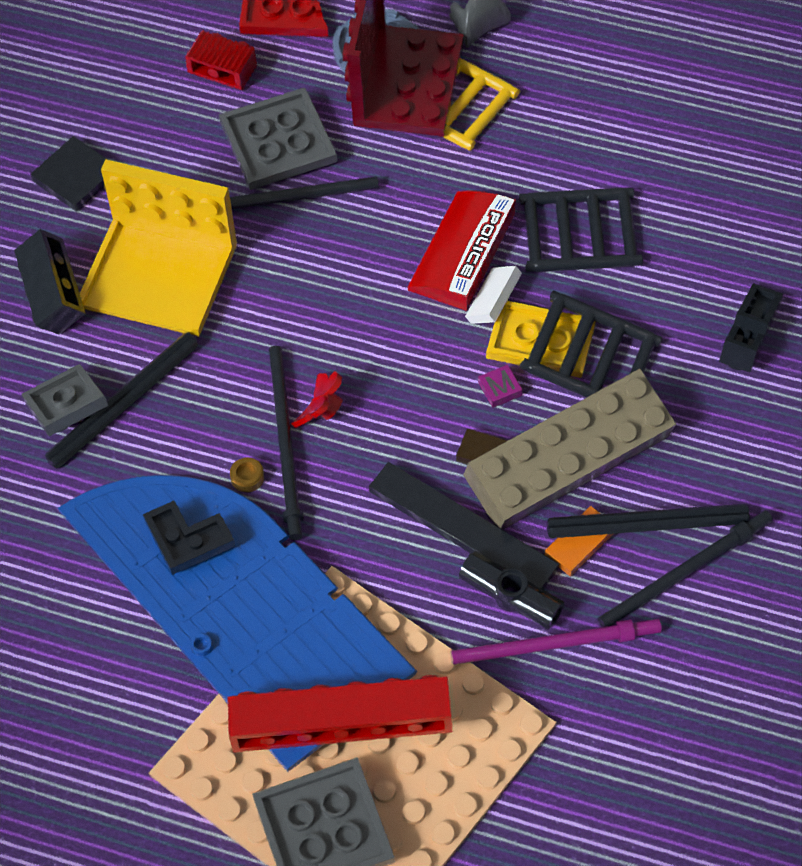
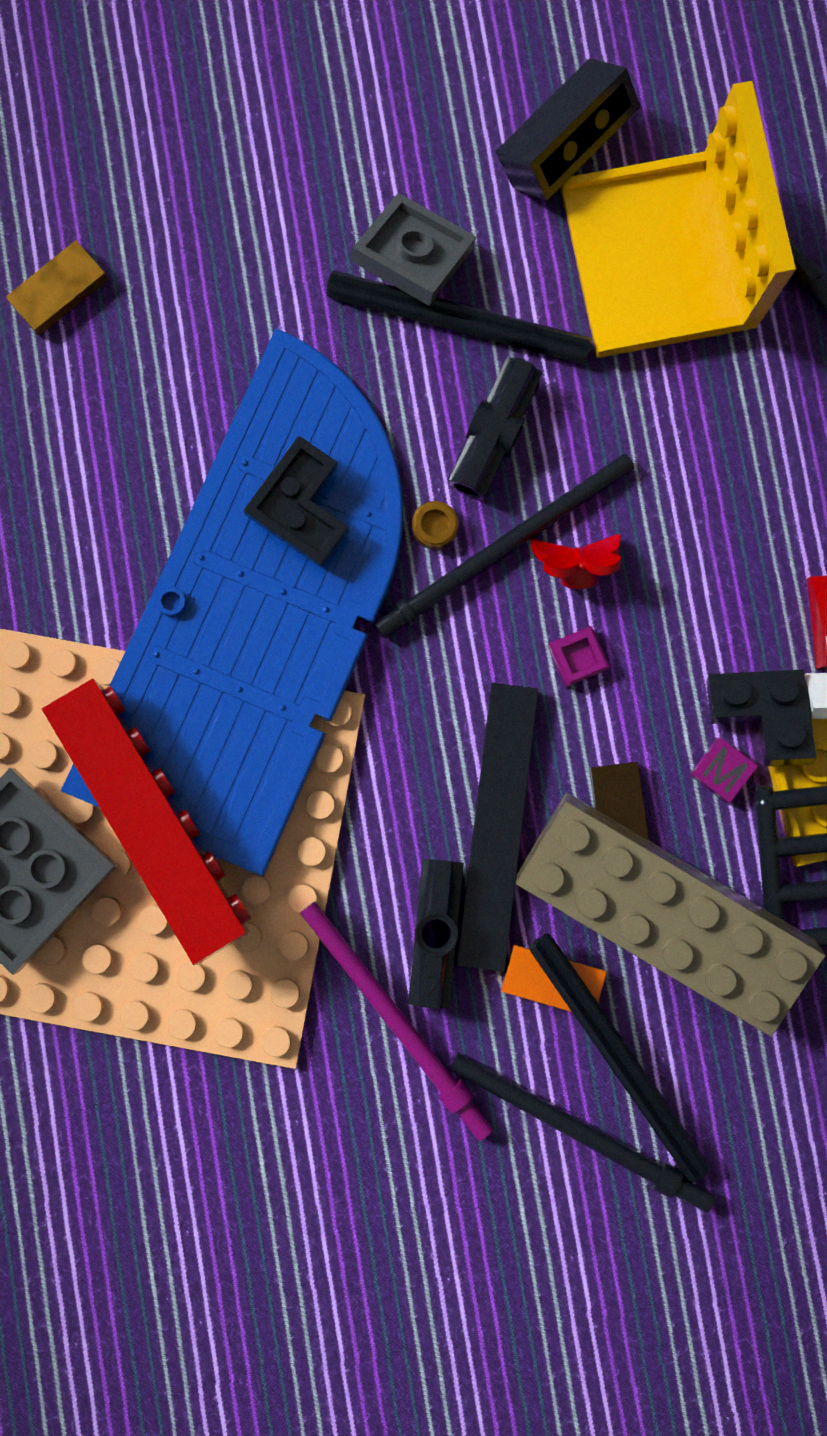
camera: 60 degrees right, 25 degrees up
(71, 173) = (755, 51): black tile -> none
(208, 409) = (495, 428): none -> black piece
(381, 432) = (578, 656): none -> magenta tile
(477, 336) = (776, 702): none -> black plate

